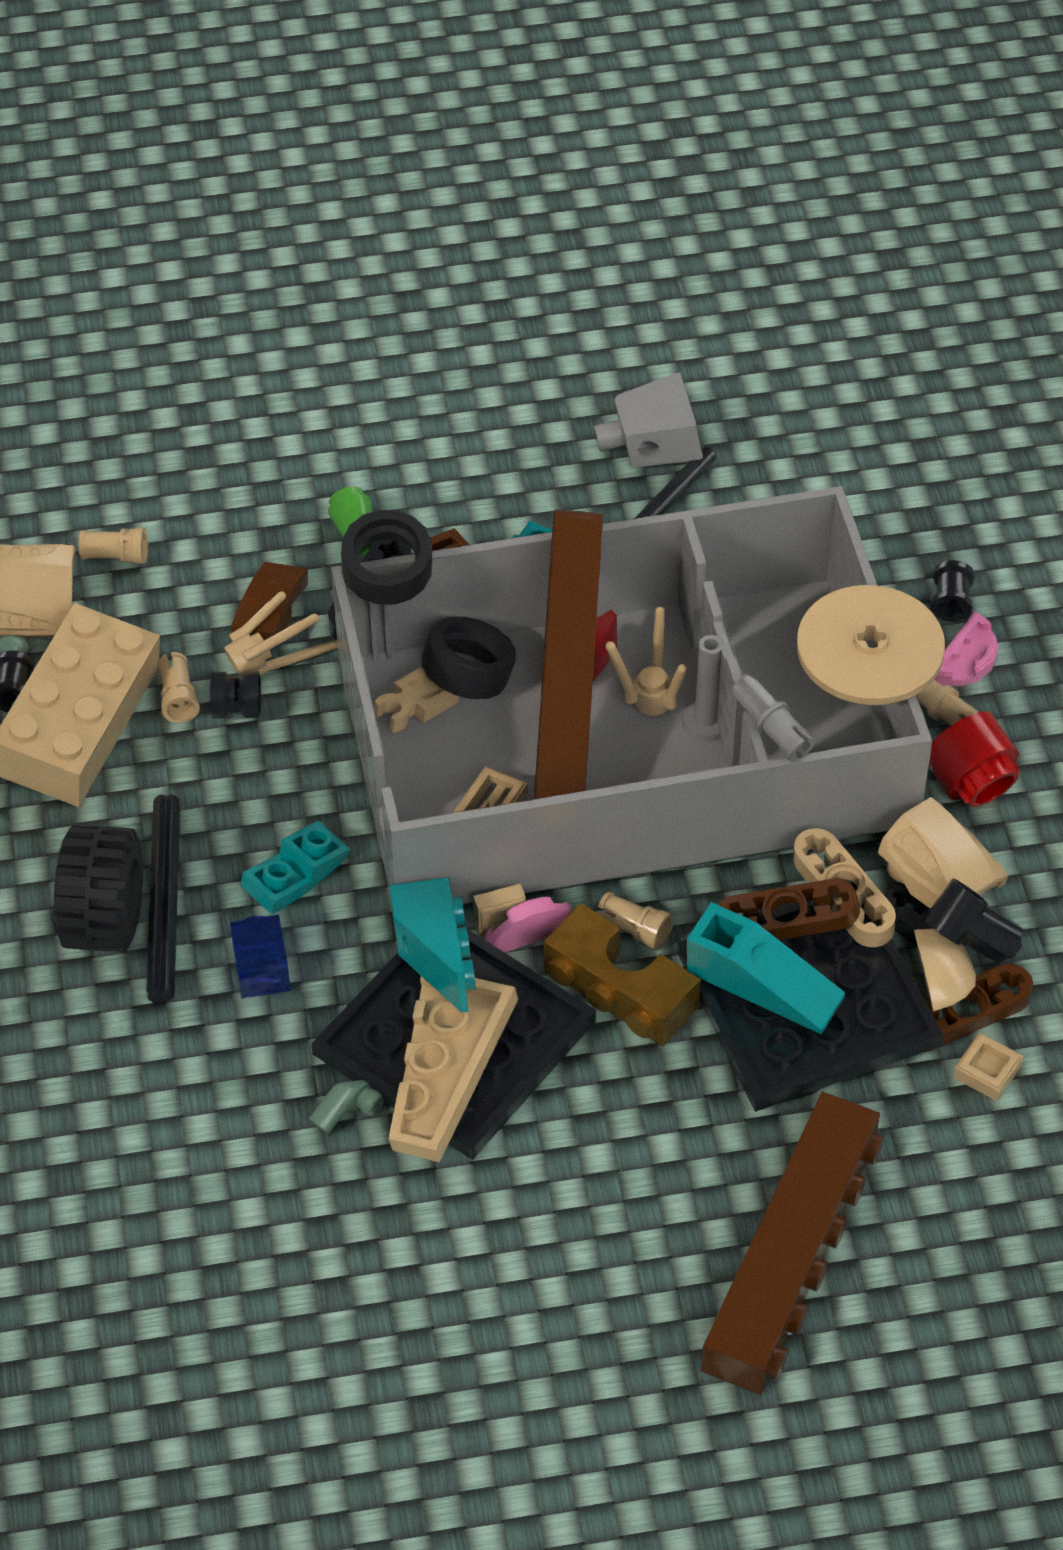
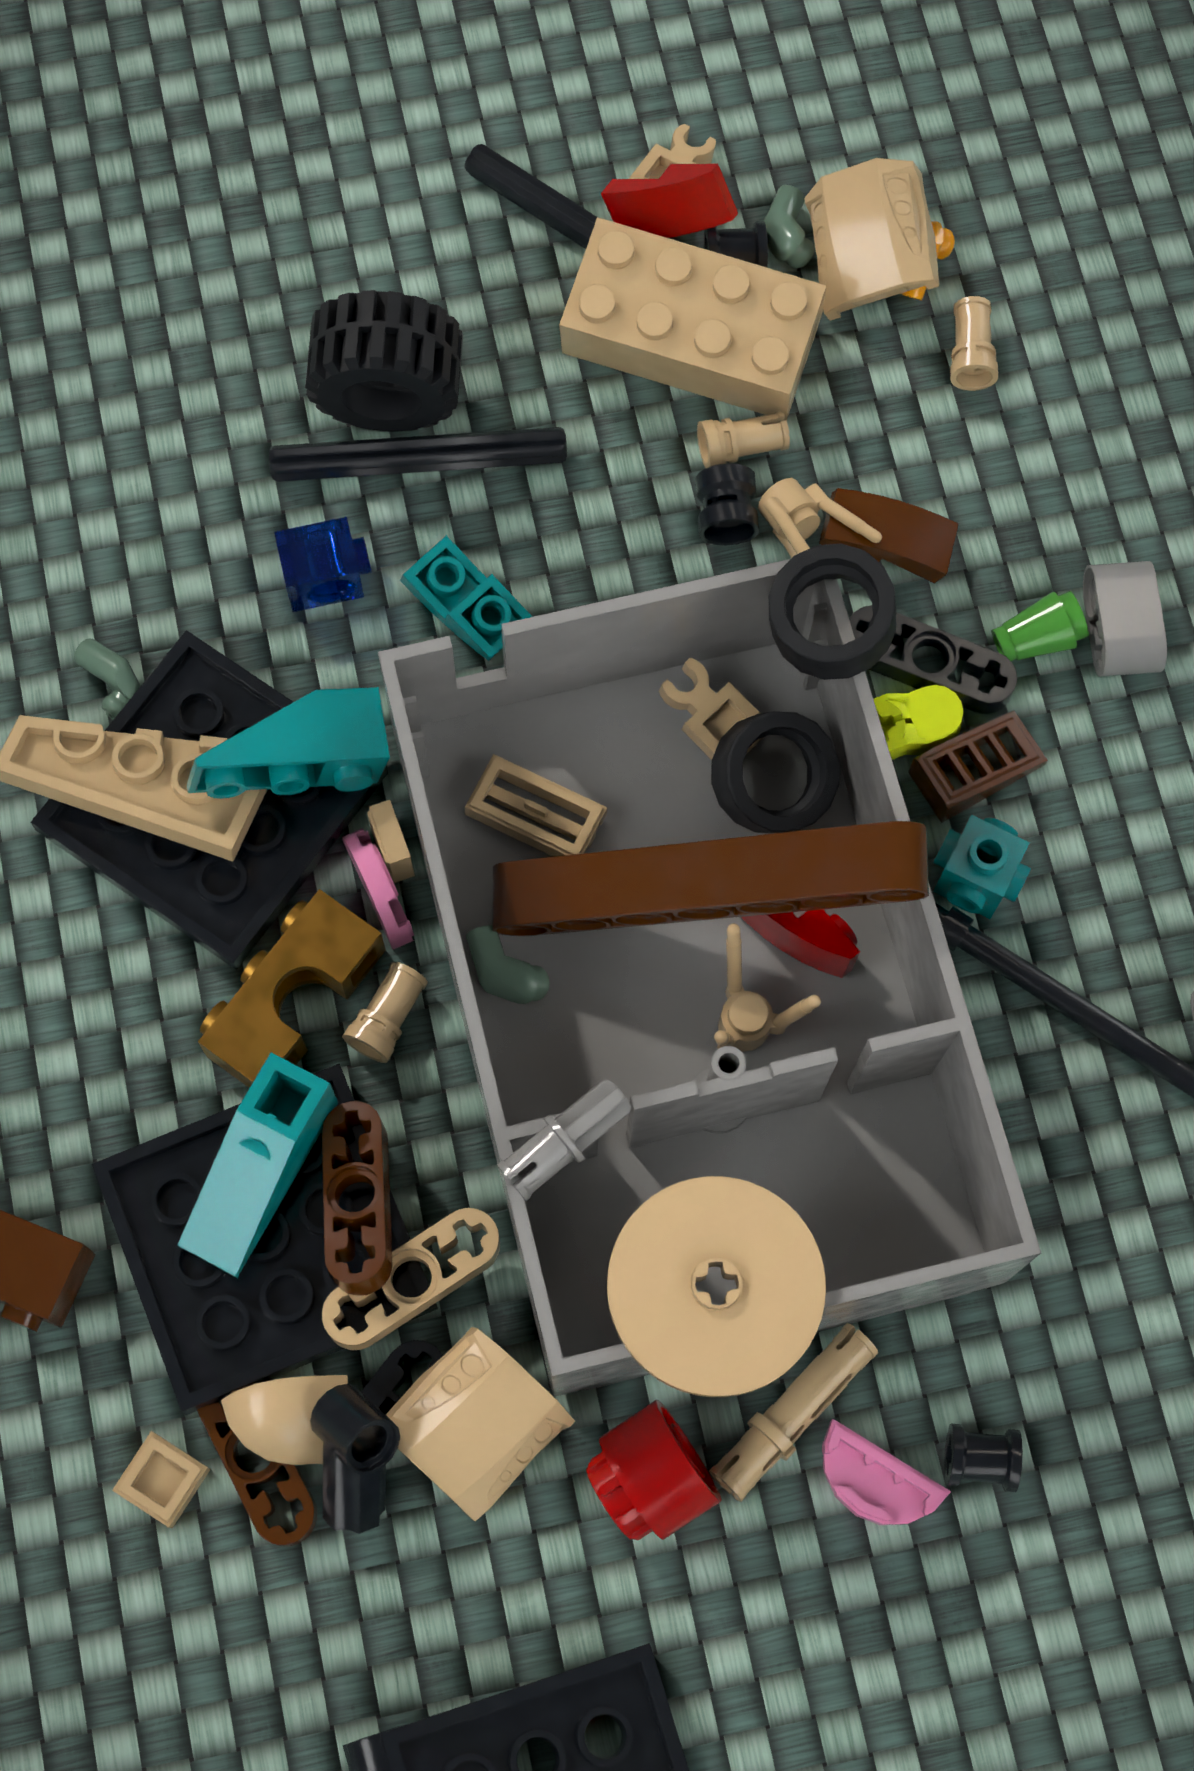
camera: 85 degrees right, 20 degrees up
(350, 465) = (1124, 618): none -> light grey beam

